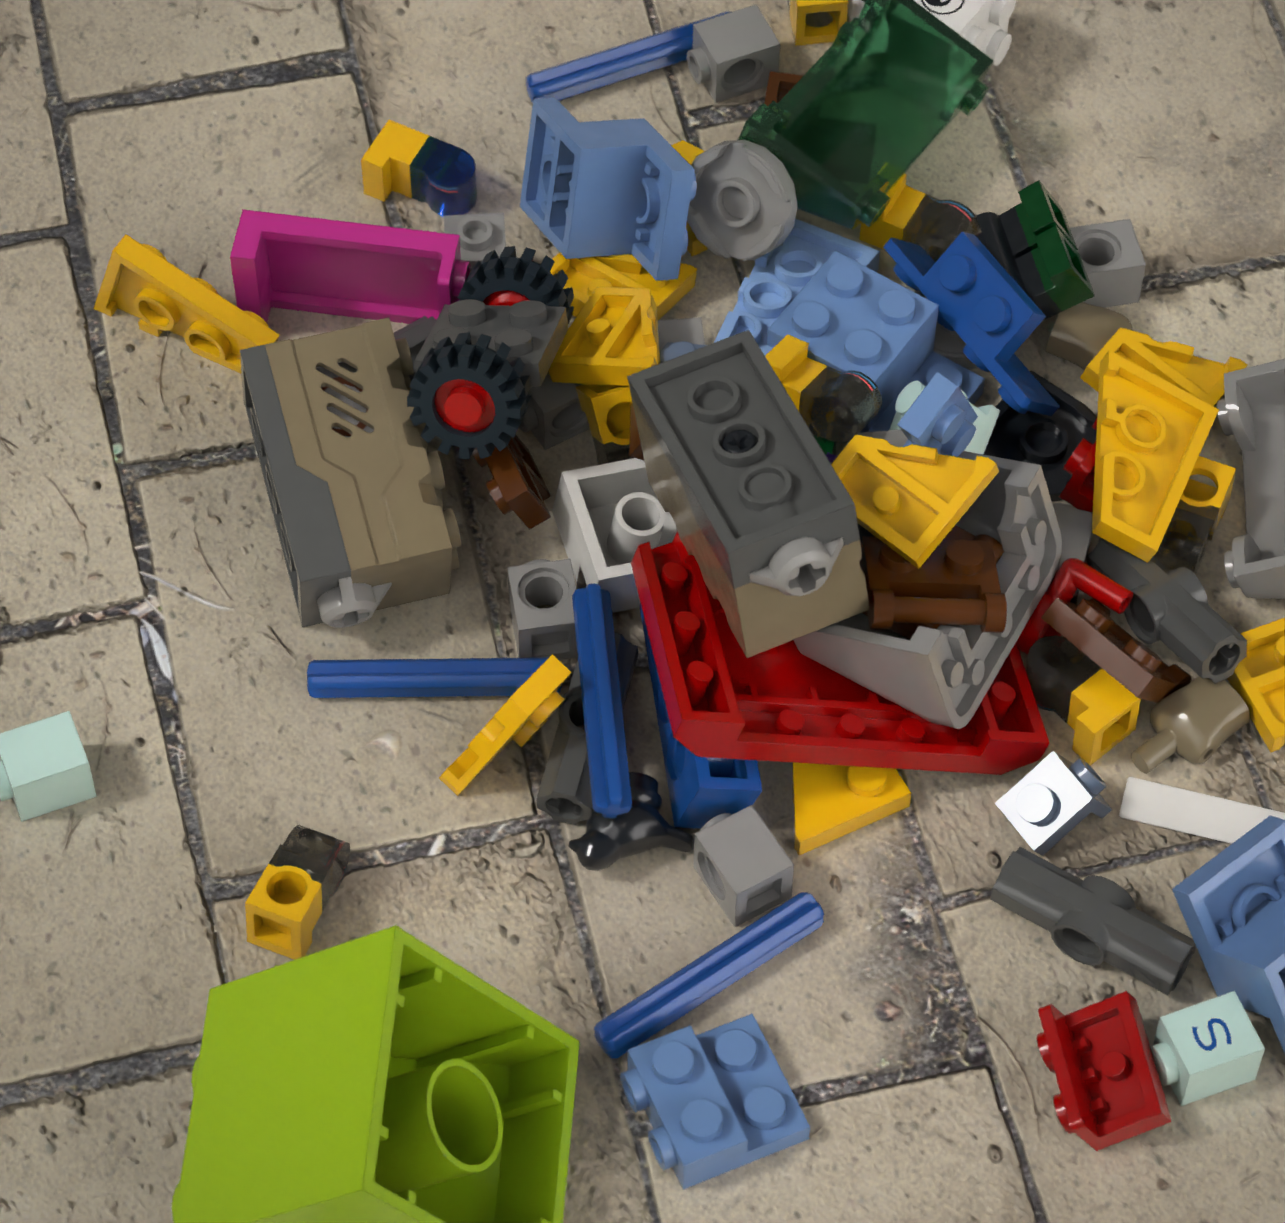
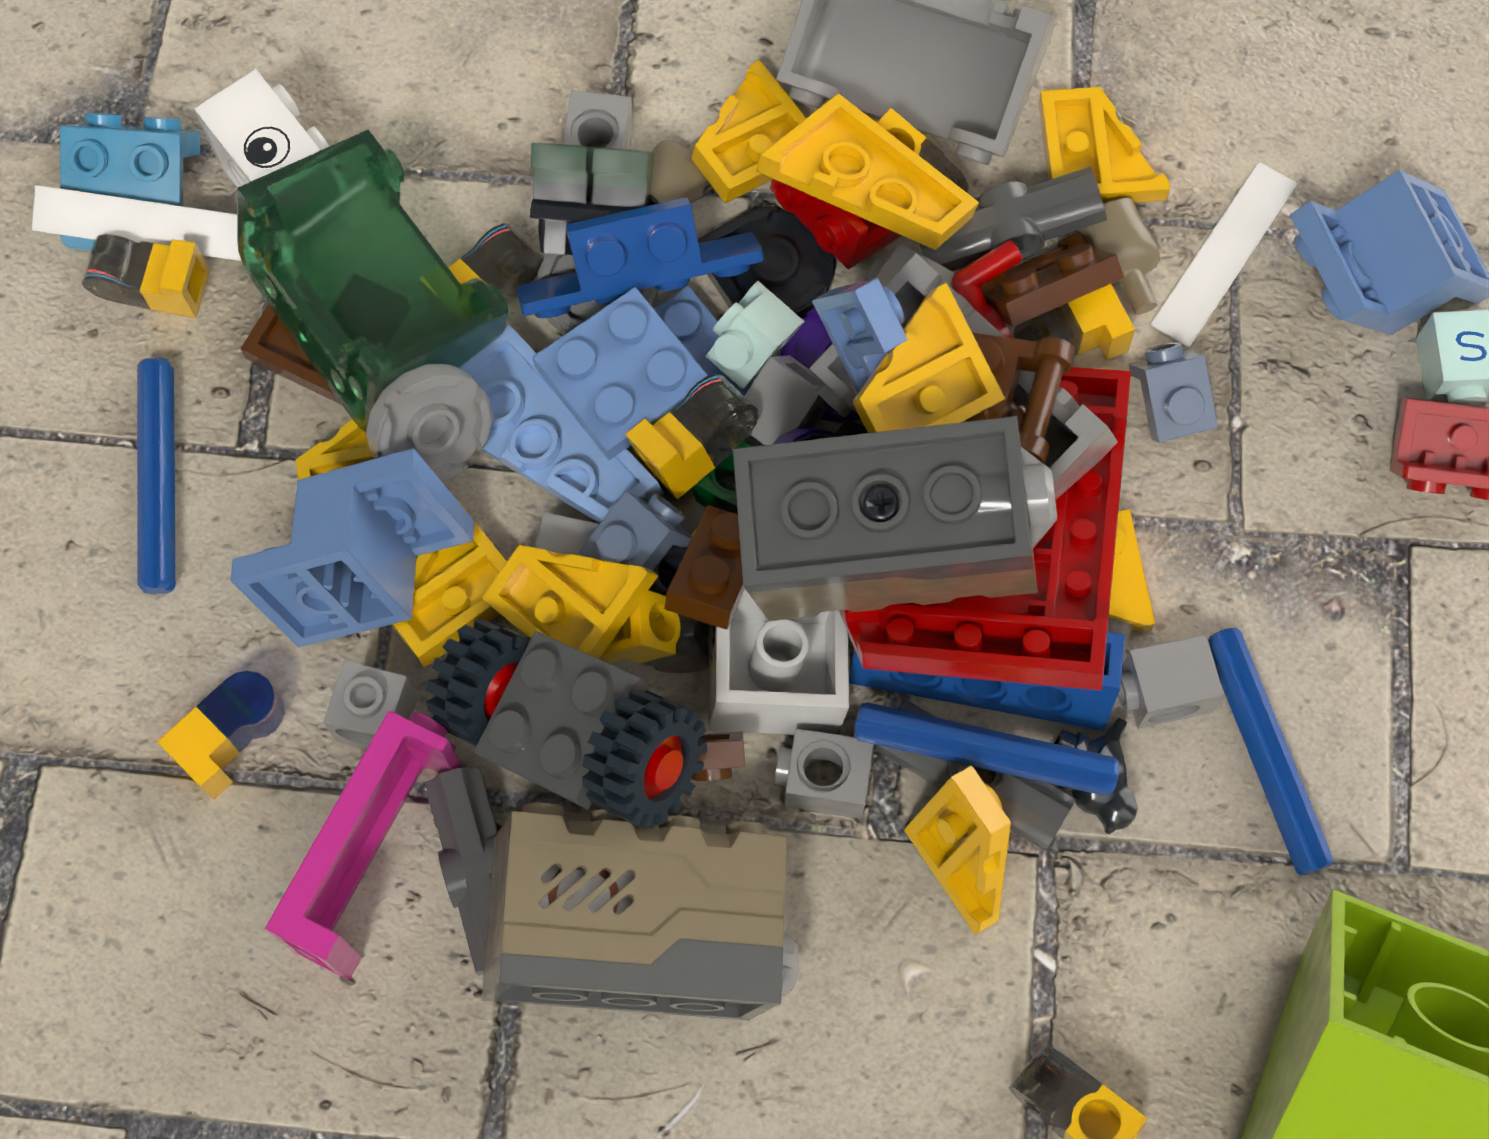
camera: 70 degrees left, 15 degrees up
(172, 301) = (303, 1050): yellow wing -> none
(419, 677) = (861, 907): blue axle -> none
(713, 1099) = (1401, 789): medium blue plate -> none
(733, 53) = (199, 374): light grey brick -> none
(1093, 920) = (1307, 403): dark grey piece -> none

